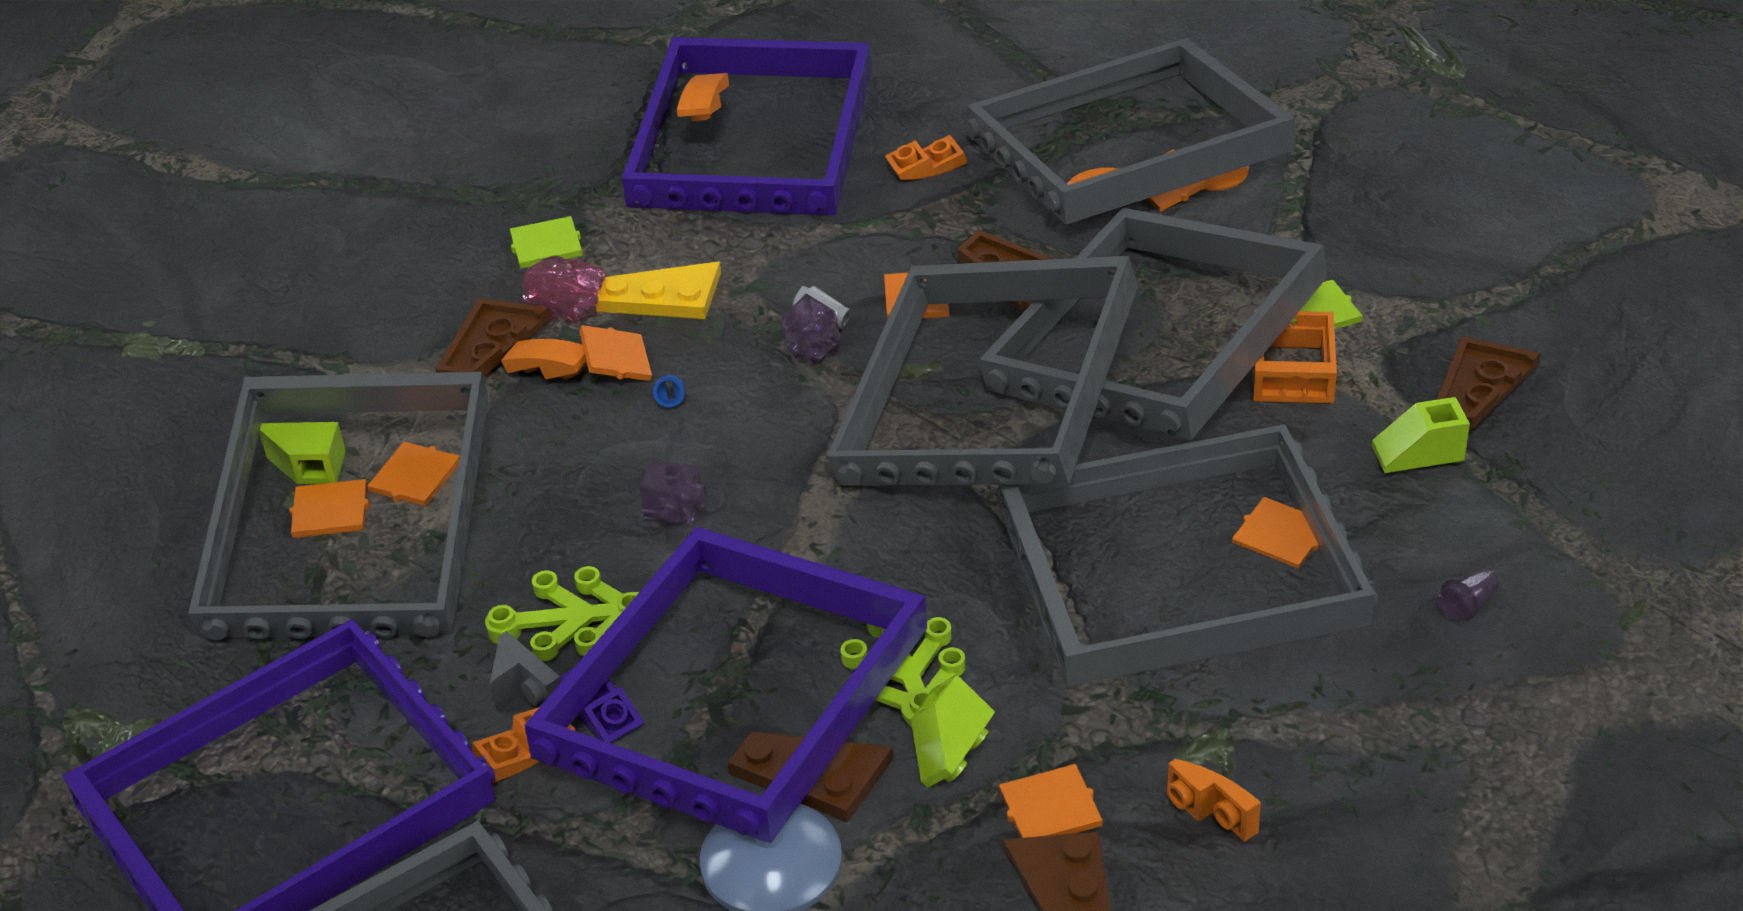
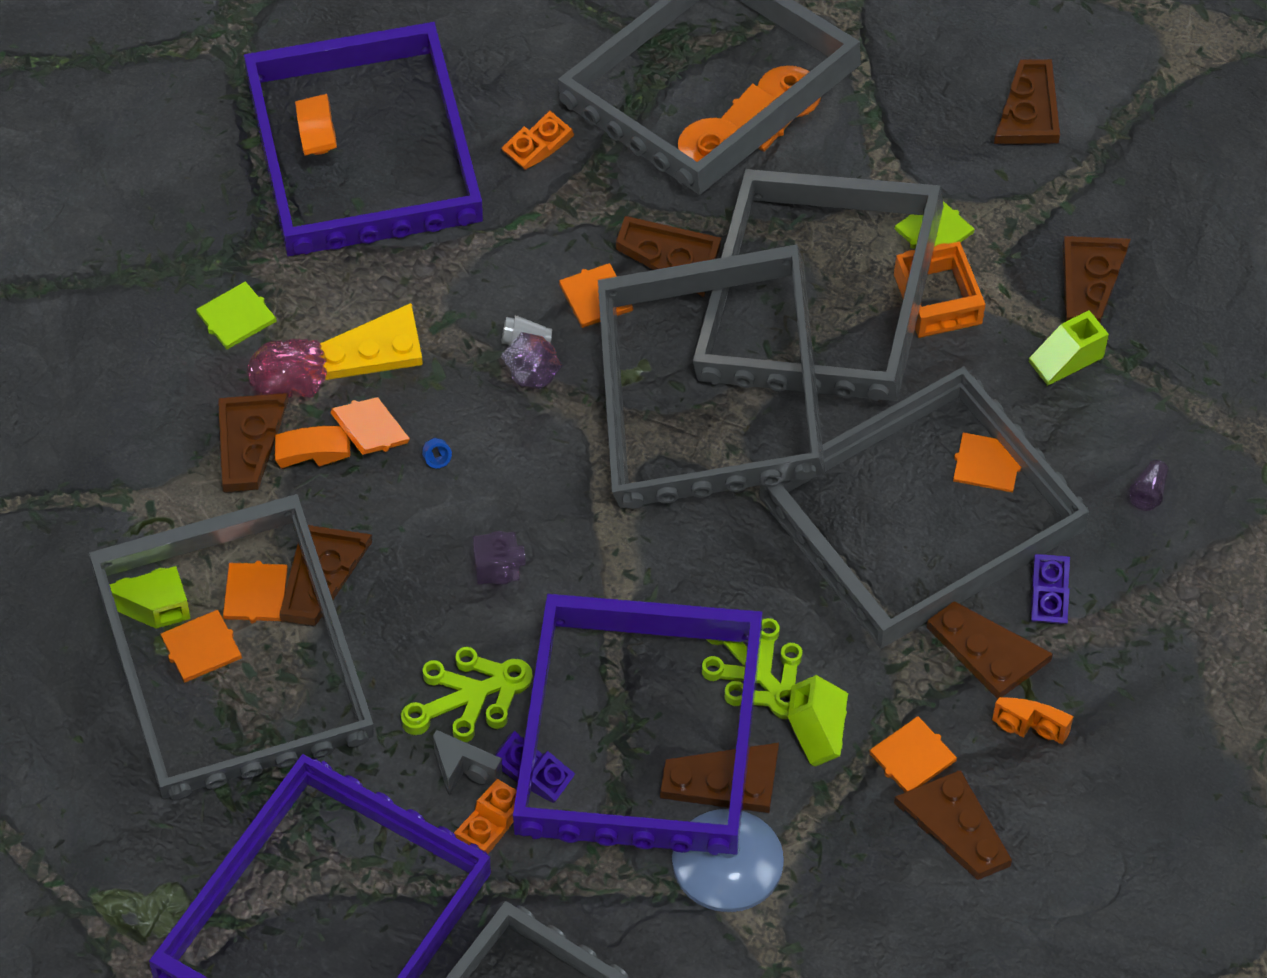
camera: 25 degrees left, 15 degrees up
(503, 459) = (338, 555): none -> reddish brown wing
(1194, 716) = (987, 649): none -> reddish brown wing
(1299, 670) = (1050, 589): none -> dark purple slope
(1473, 222) = (1031, 106): none -> reddish brown wing

